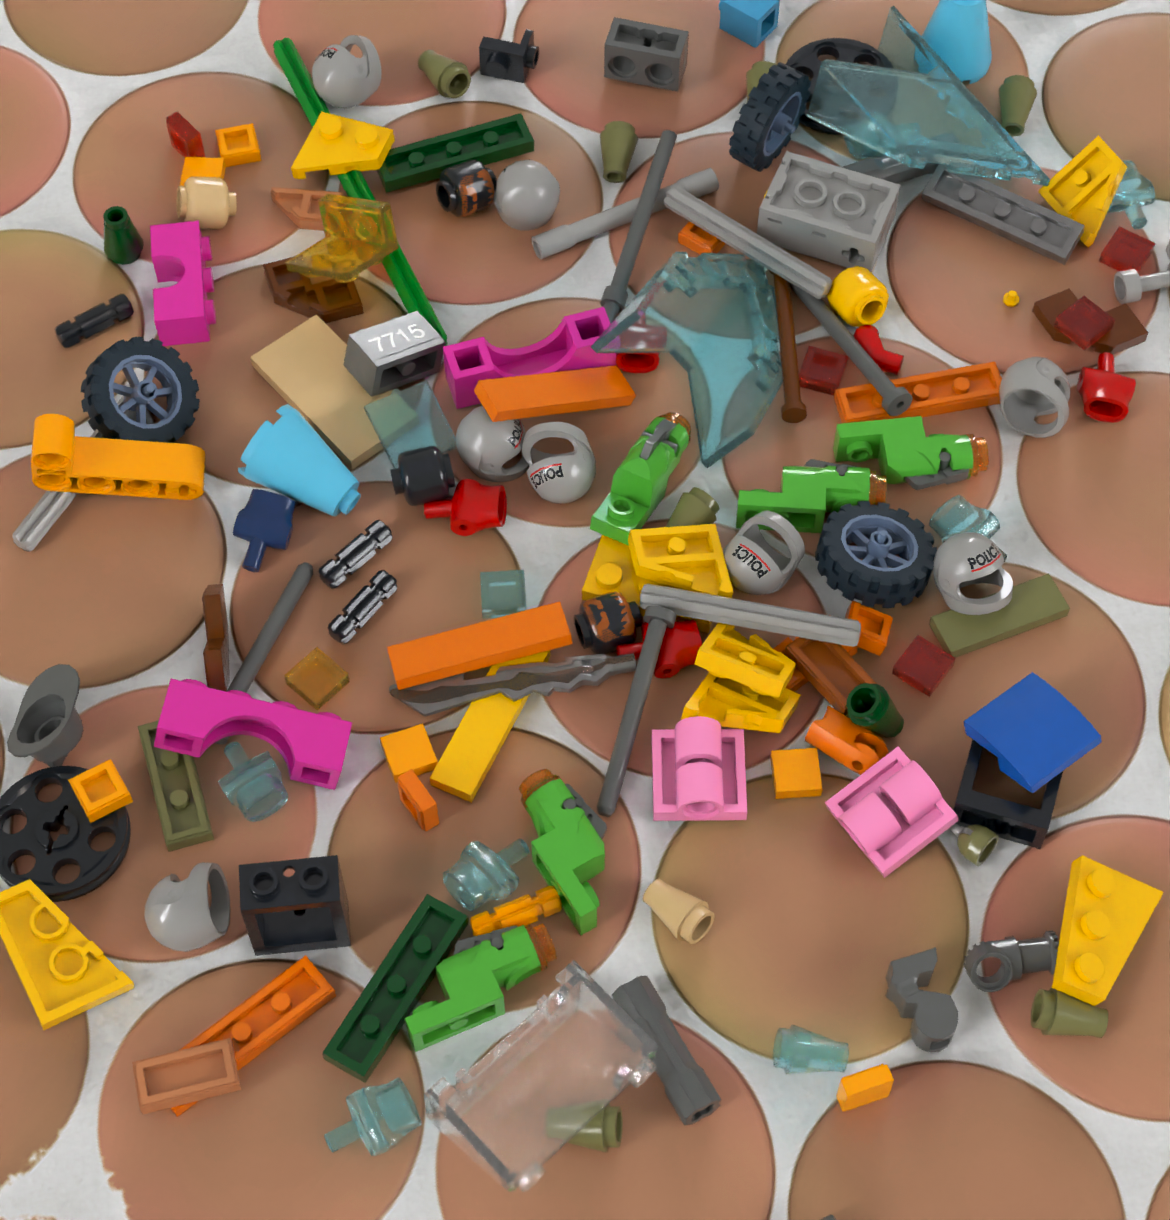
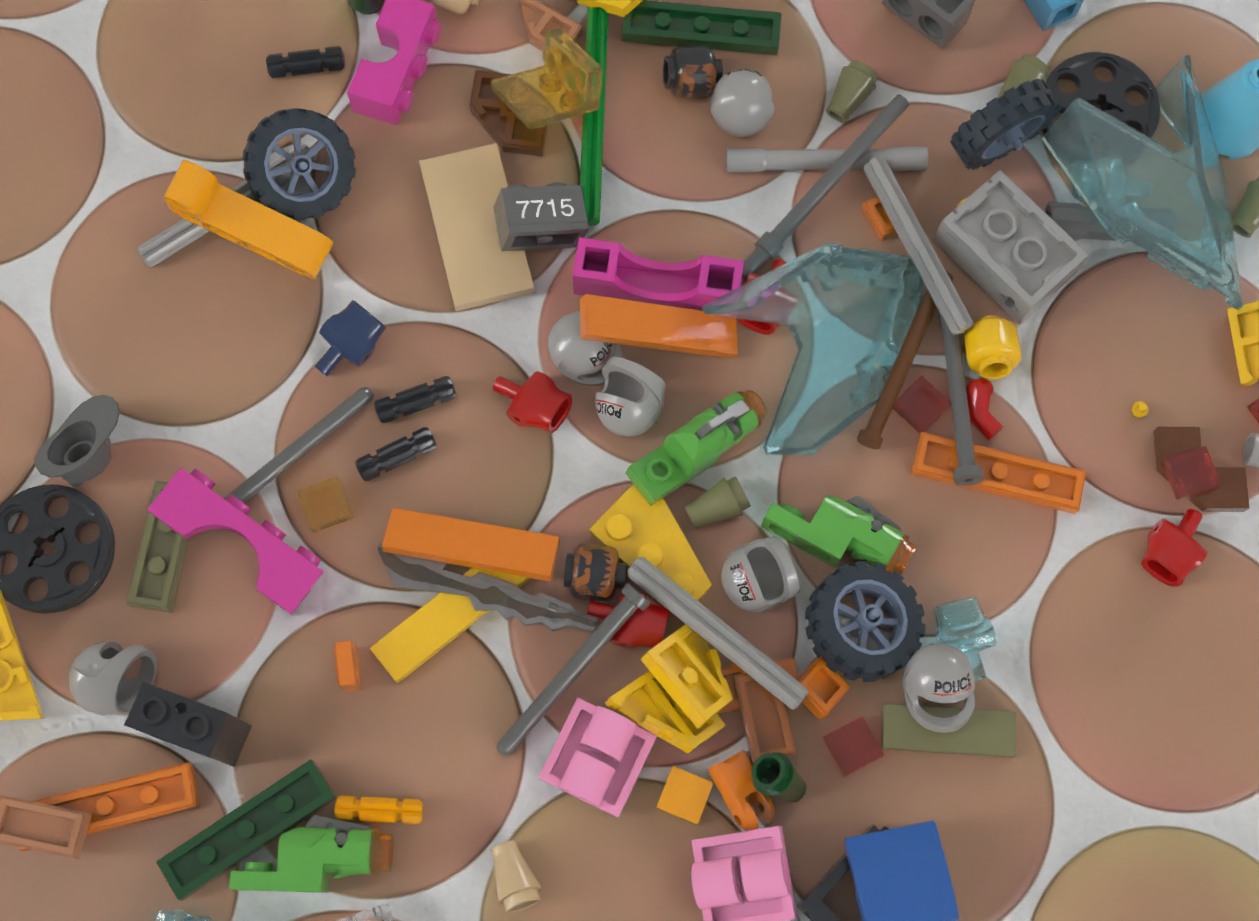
camera: 25 degrees right, 15 degrees up
(100, 790) = (92, 530): light orange tile -> none
(217, 646) = (247, 449): reddish brown tile -> none
(253, 783) = (222, 582): clear light blue piece -> none
(299, 465) = (404, 294): medium azure cone -> none
(408, 751) = (366, 613): light orange tile -> none
(410, 421) = (522, 295): clear light blue piece -> none
(423, 475) = (506, 352): black head -> none
(483, 874) = (369, 760): clear light blue piece -> none
(502, 593) = (522, 498): clear light blue tile -> none
(568, 844) = (455, 772): bright green plate -> none
(682, 558) = (688, 546): yellow wing -> none
(908, 454) = (952, 537): bright green plate -> none
(1004, 213) = (1181, 321): flat silver plate -> none
(1031, 390) = (1102, 518): light grey helmet -> none

